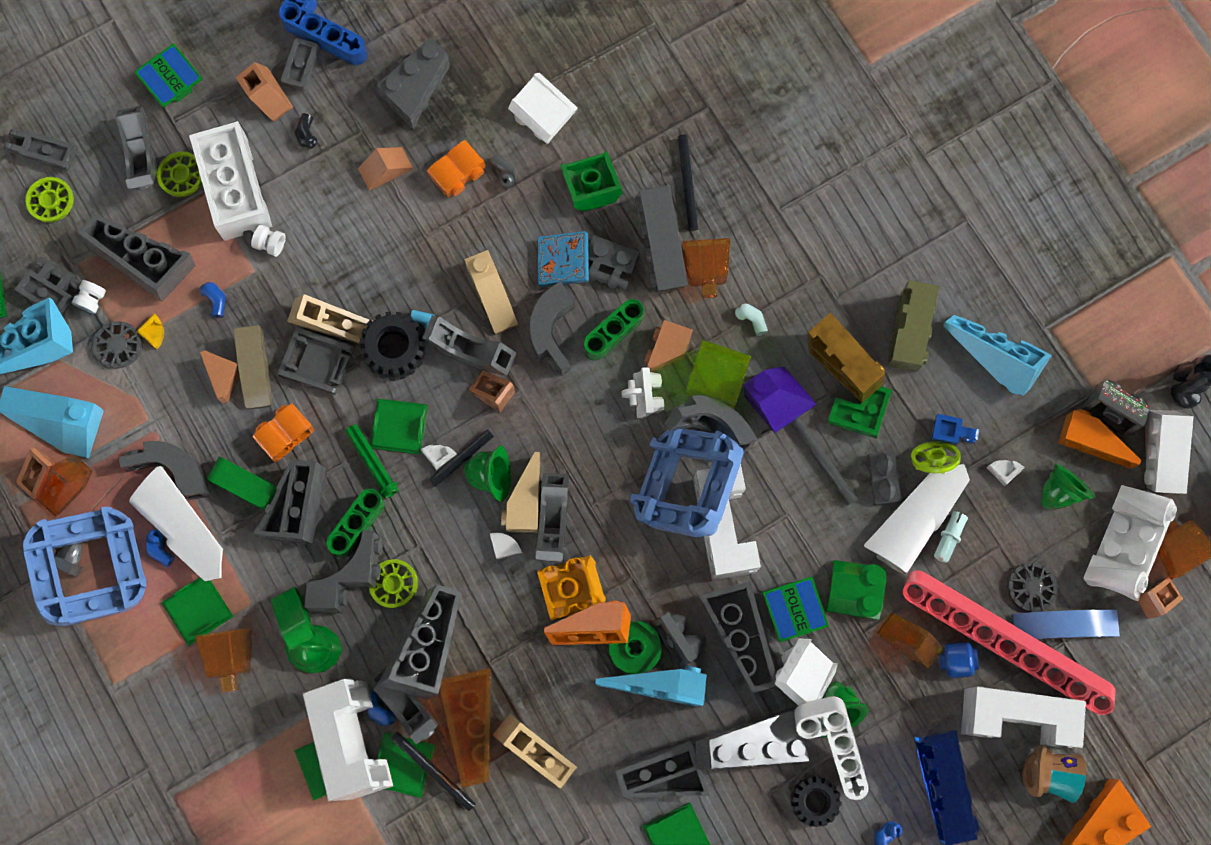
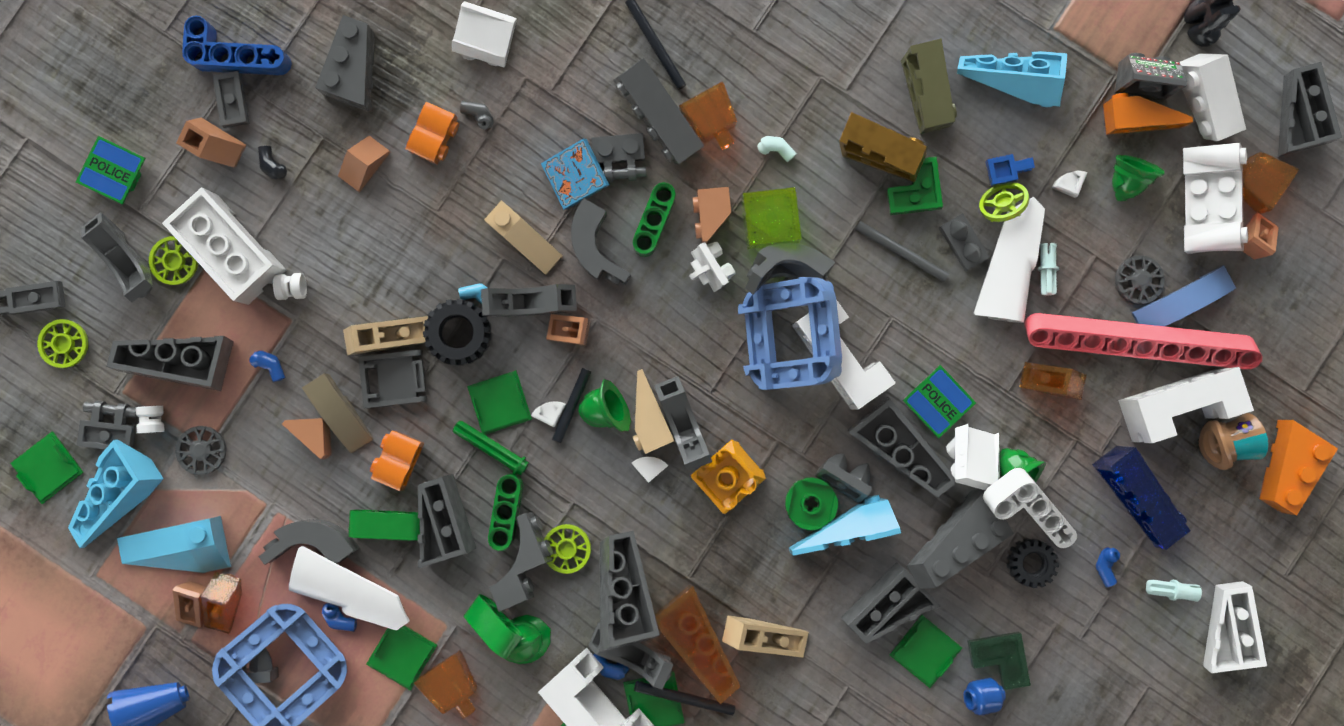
camera: 25 degrees left, 10 degrees up
(153, 331) = (227, 422): yellow tile -> none
(592, 182) = (566, 86): green slope -> none
(594, 625) = (769, 500): orange slope -> none
(777, 397) = (835, 213): dark purple slope -> none
(857, 590) = (985, 356): green slope -> none
(959, 660) = (1105, 378): blue head -> none

